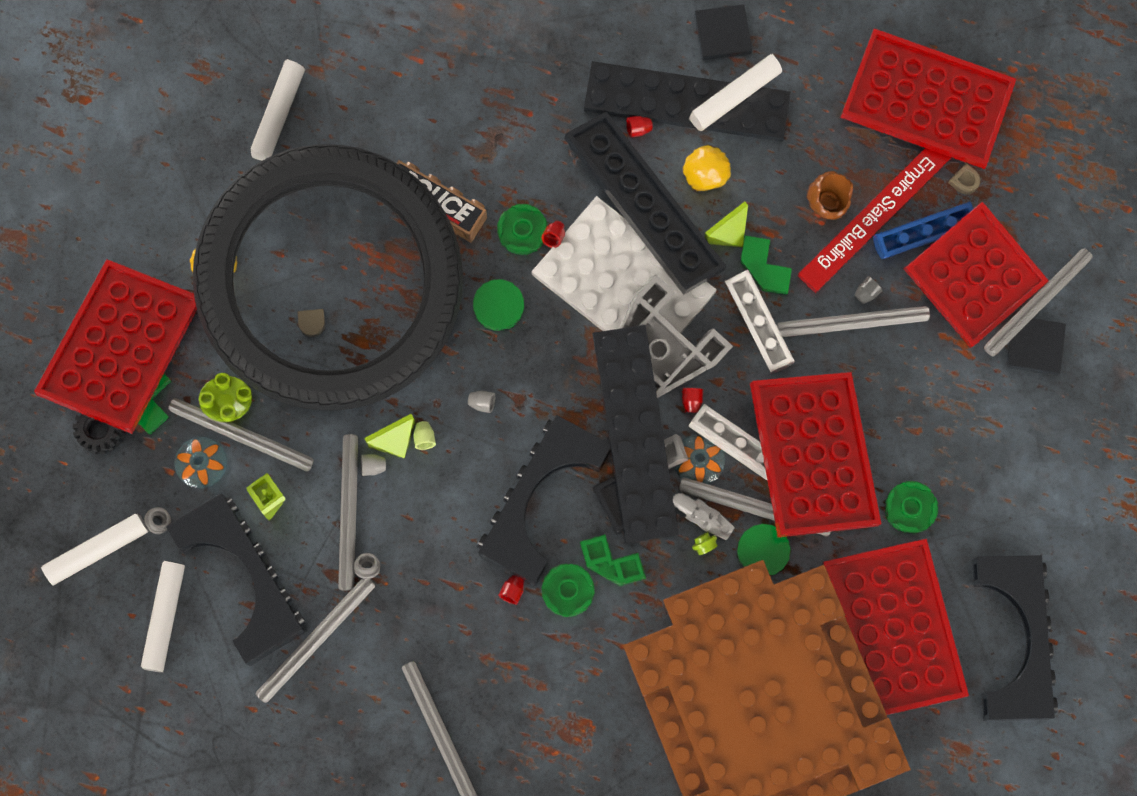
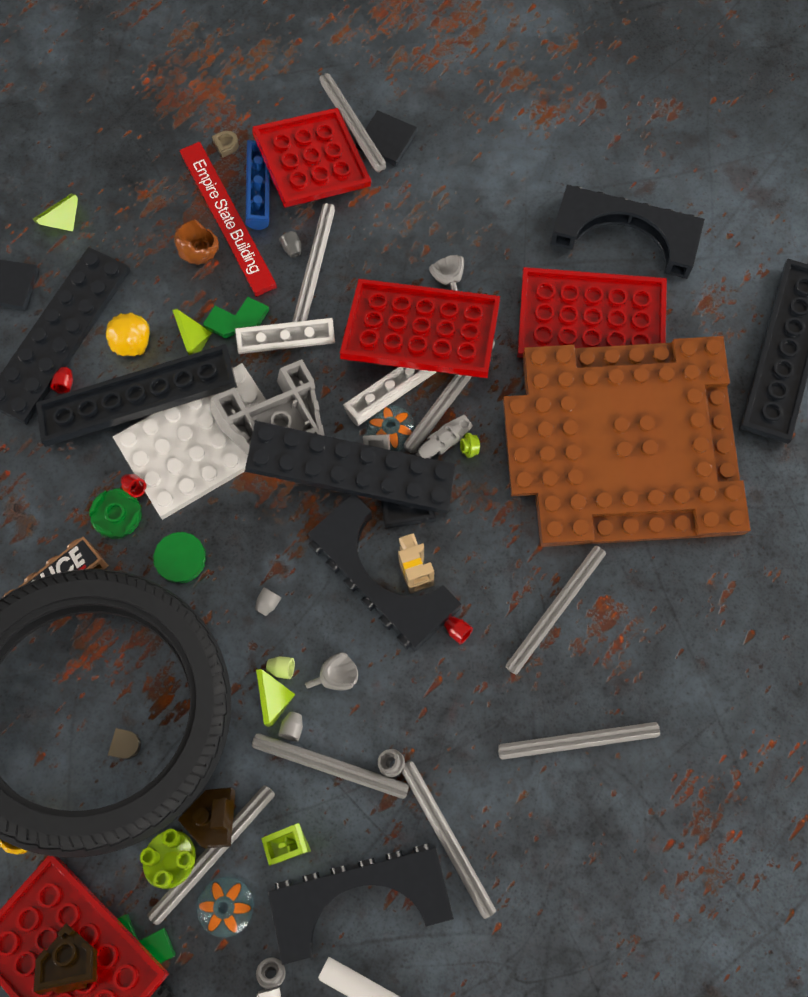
camera: 70 degrees left, 5 degrees down
(115, 345) = (66, 964): none -> dark brown plate
(270, 422) = (211, 818): none -> dark brown plate
(434, 489) = (336, 673): none -> light grey piece
(557, 524) = (411, 564): none -> tan hips
(563, 679) = (555, 610): none -> light grey axle
(568, 590) = (473, 579): green tile -> none
(620, 570) = (454, 542): green tile -> none
(692, 399) = (334, 415): red hose -> none
(735, 92) = (69, 286): white brick -> none
(763, 543) = (486, 399): green tile -> none
(817, 48) = (60, 214): none -> lime slope
(895, 461) = (448, 270): none -> light grey piece
(911, 507) = (491, 273): green tile -> none
(929, 98) = (142, 145): red plate -> none

